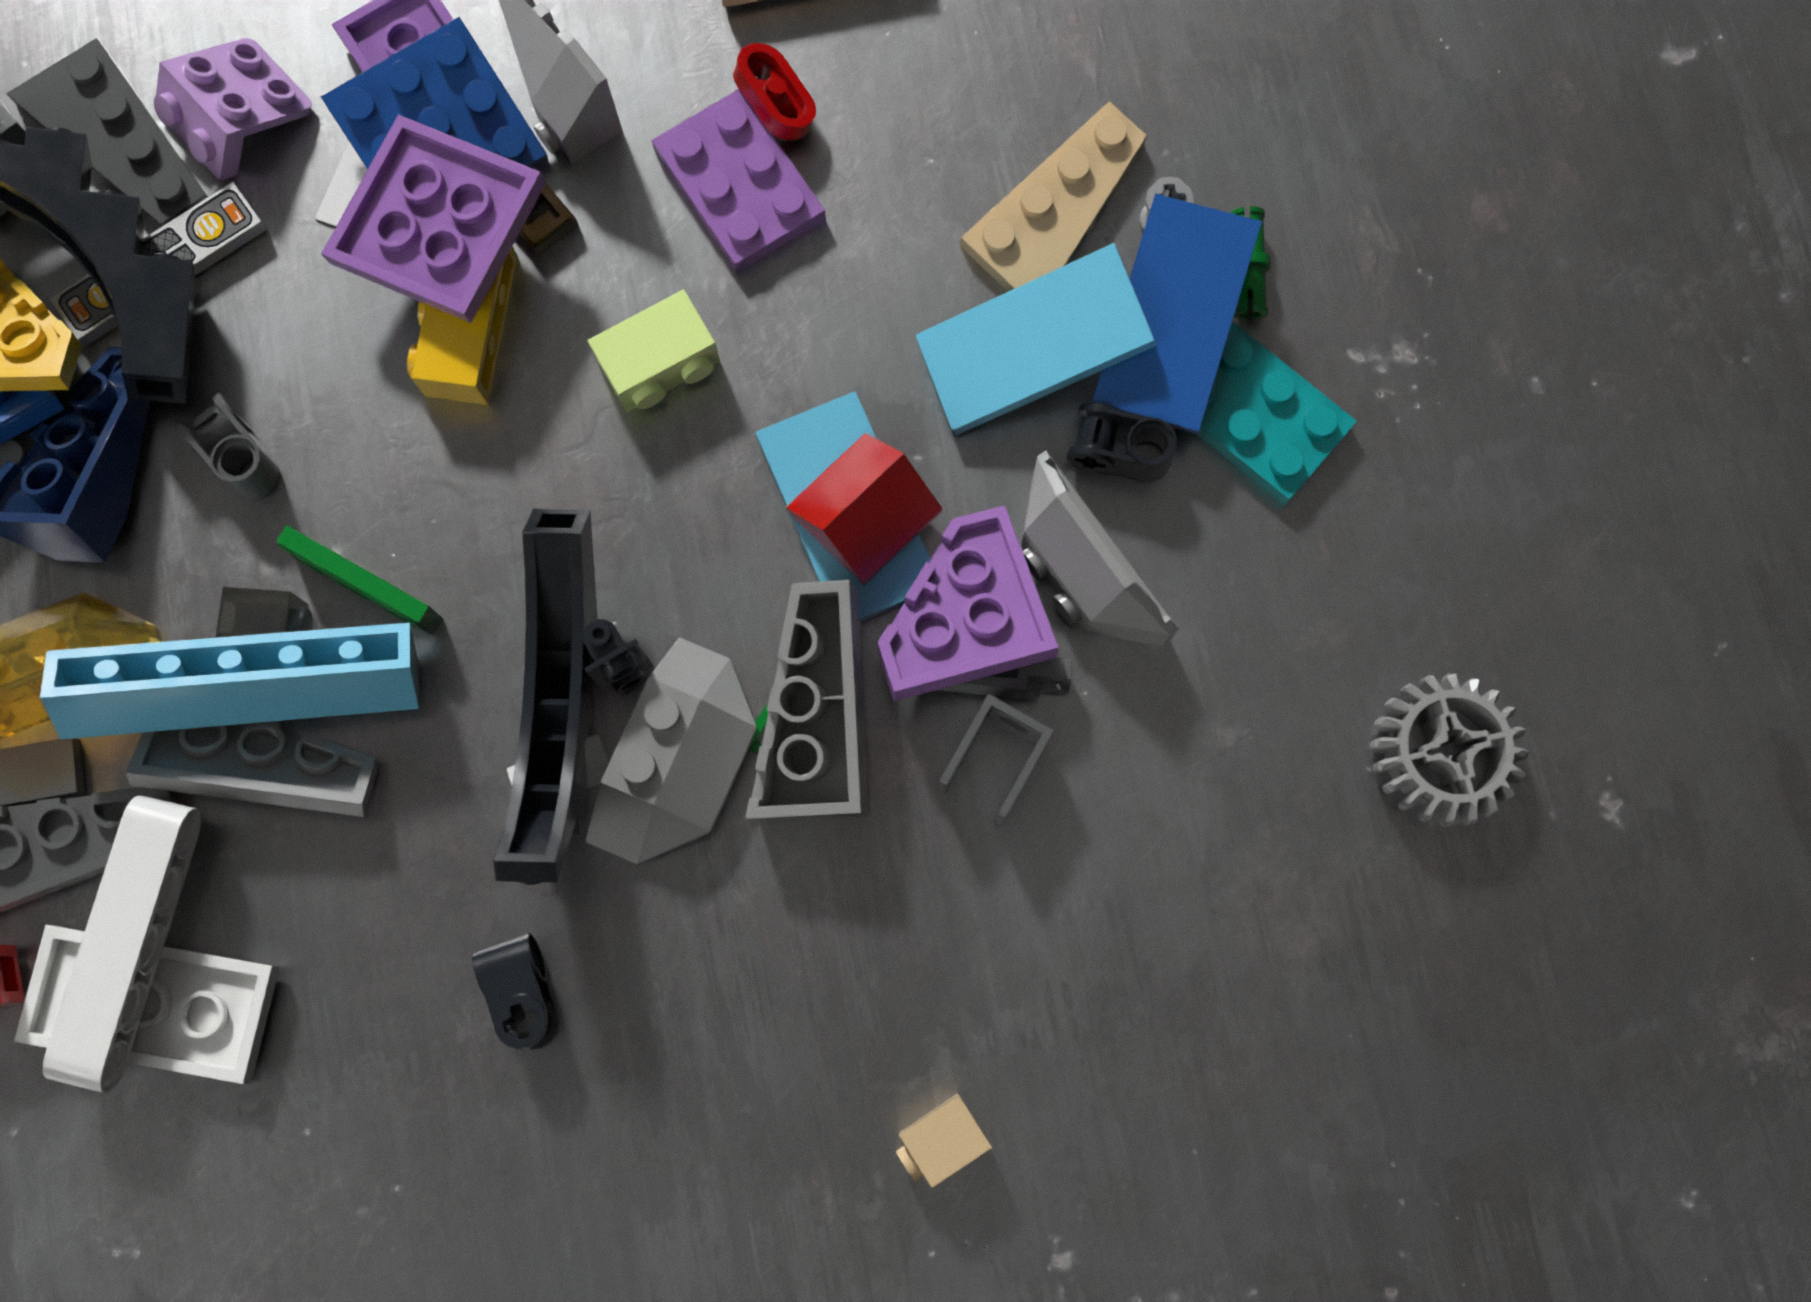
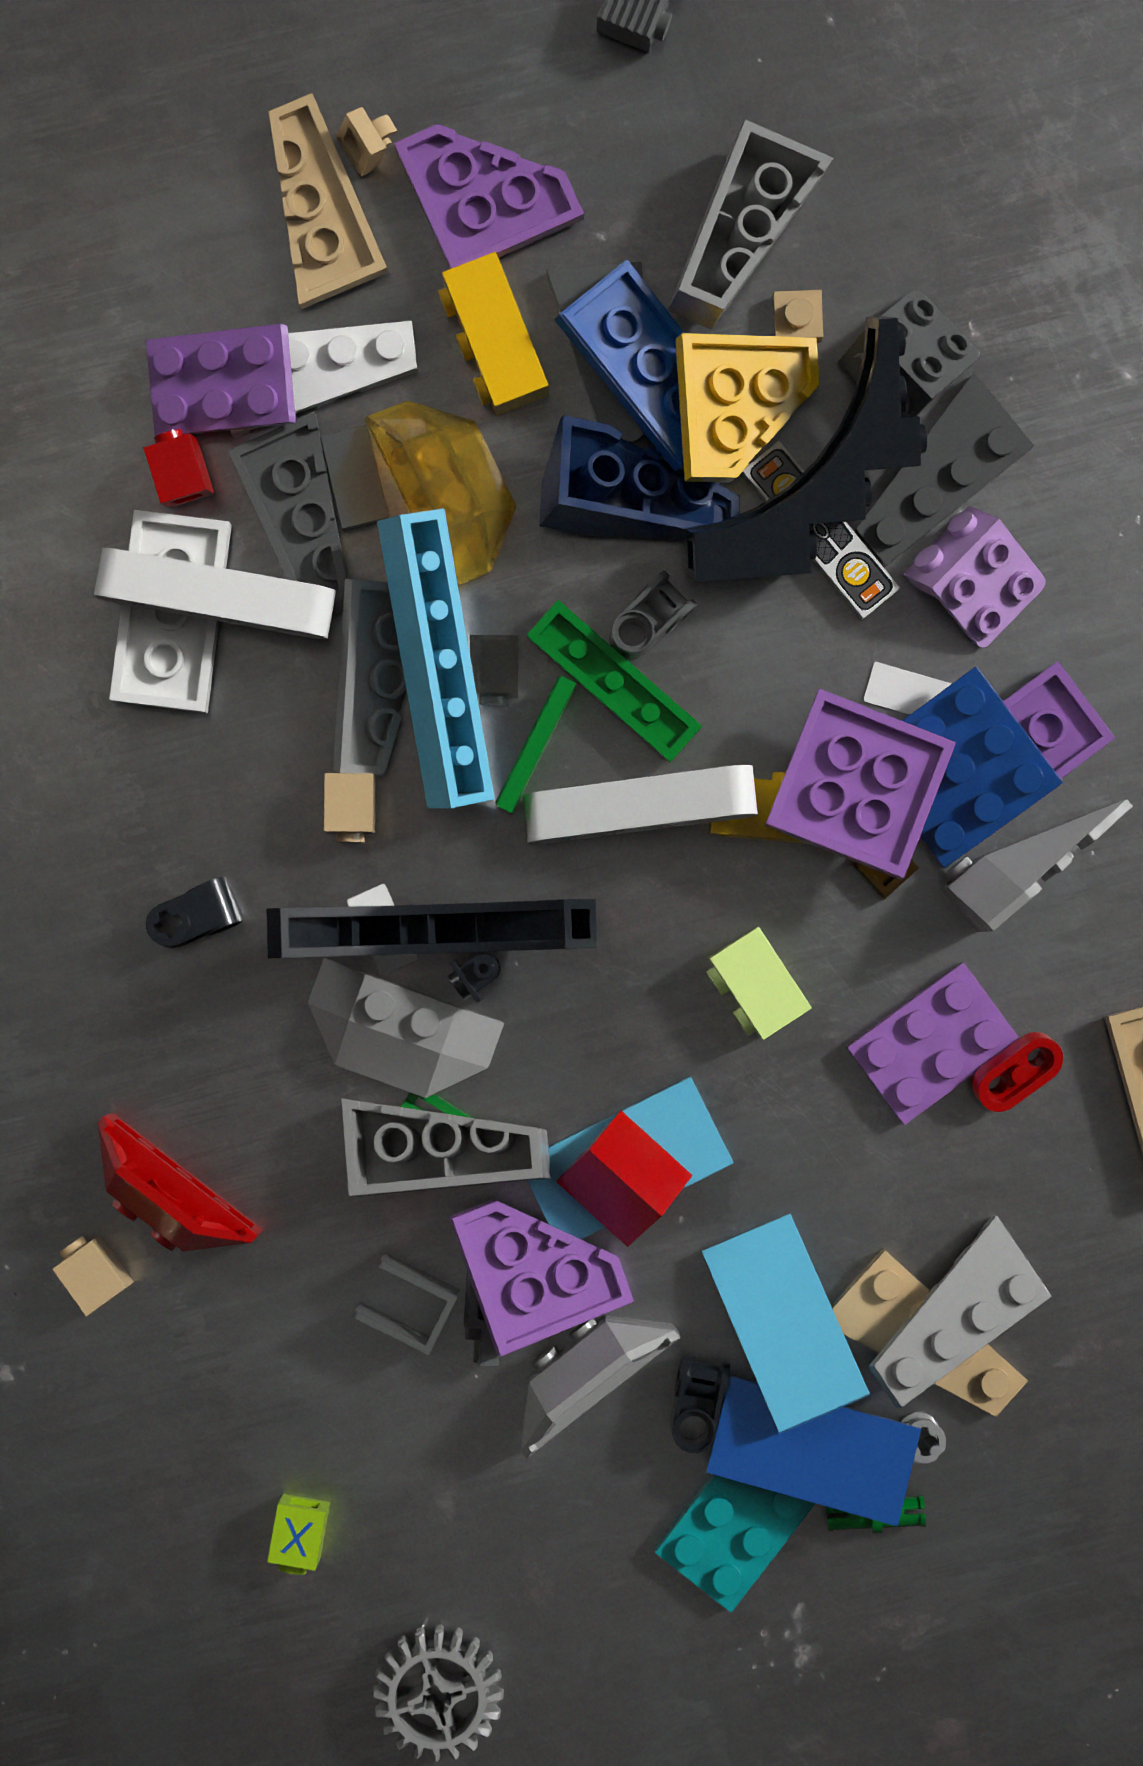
camera: 85 degrees right, 10 degrees up
(296, 491) = (613, 681): none -> green plate
(405, 797) = (350, 806): none -> tan brick
(434, 461) = (640, 804): none -> white beam
(852, 1044) = (166, 1194): none -> red wedge
(1034, 157) = (968, 1309): none -> light grey wing
(1263, 903) = (298, 1534): none -> lime brick

